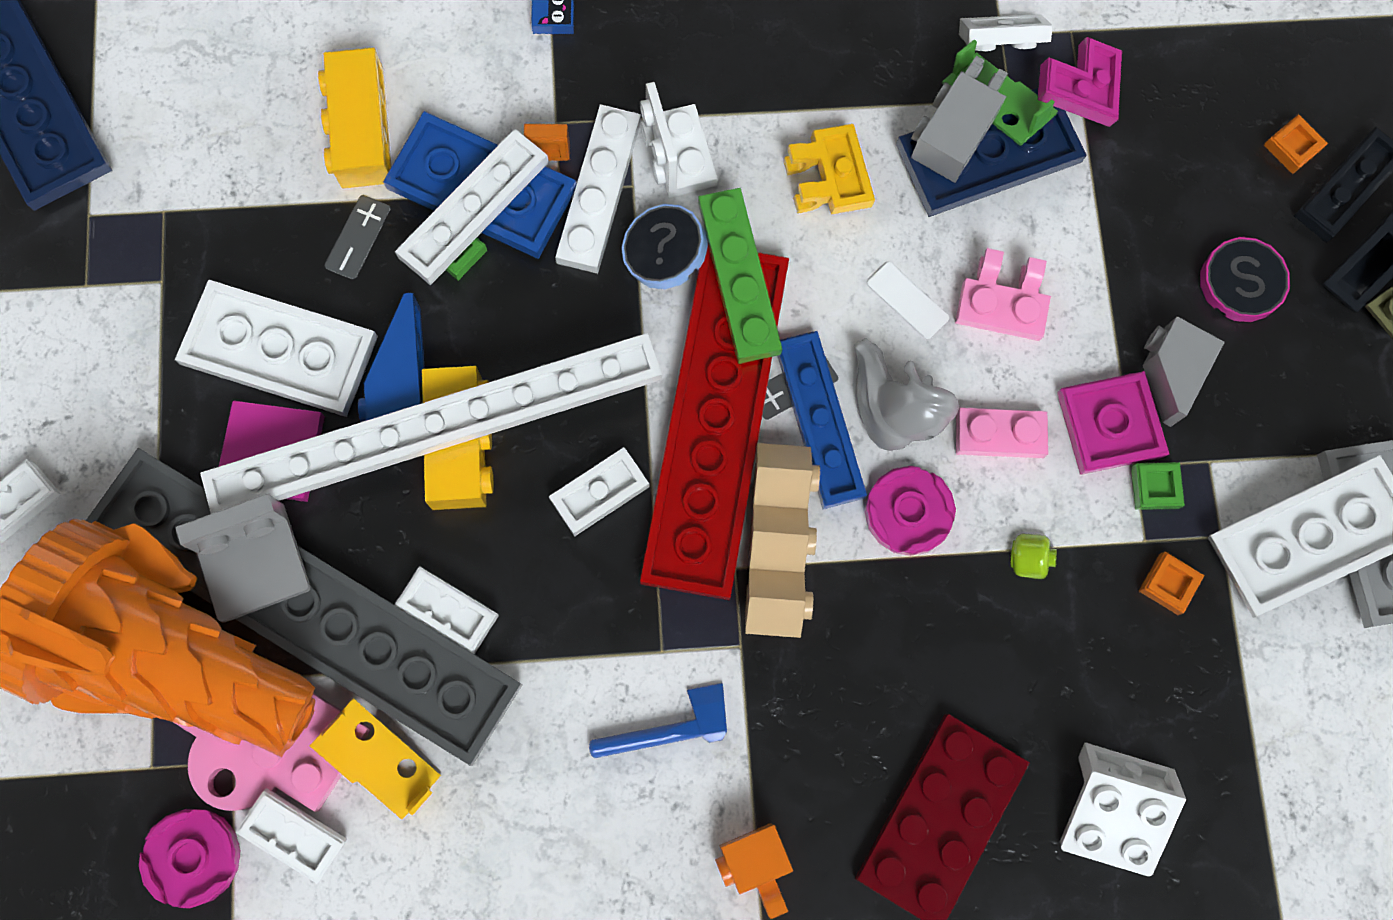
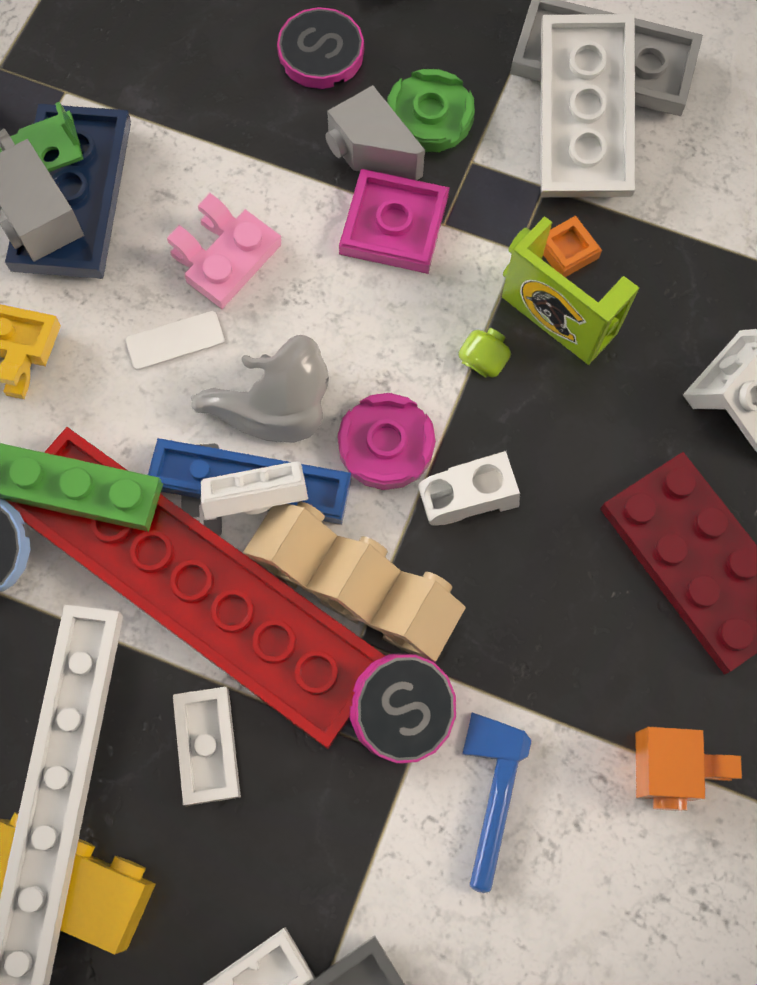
camera: 60 degrees left, 5 degrees down
(698, 625) = (403, 708): none -> black tile
(810, 425) = (253, 490): none -> white plate
(901, 597) = (470, 490): none -> white leg
(1001, 433) = (354, 319): bright pink plate -> none
(1089, 89) = (58, 76): dark pink tile -> none
(1094, 627) = (557, 303): none -> lime panel
(1157, 486) = (472, 213): bright green tile -> none
(1239, 403) = (434, 108): none -> bright green tile

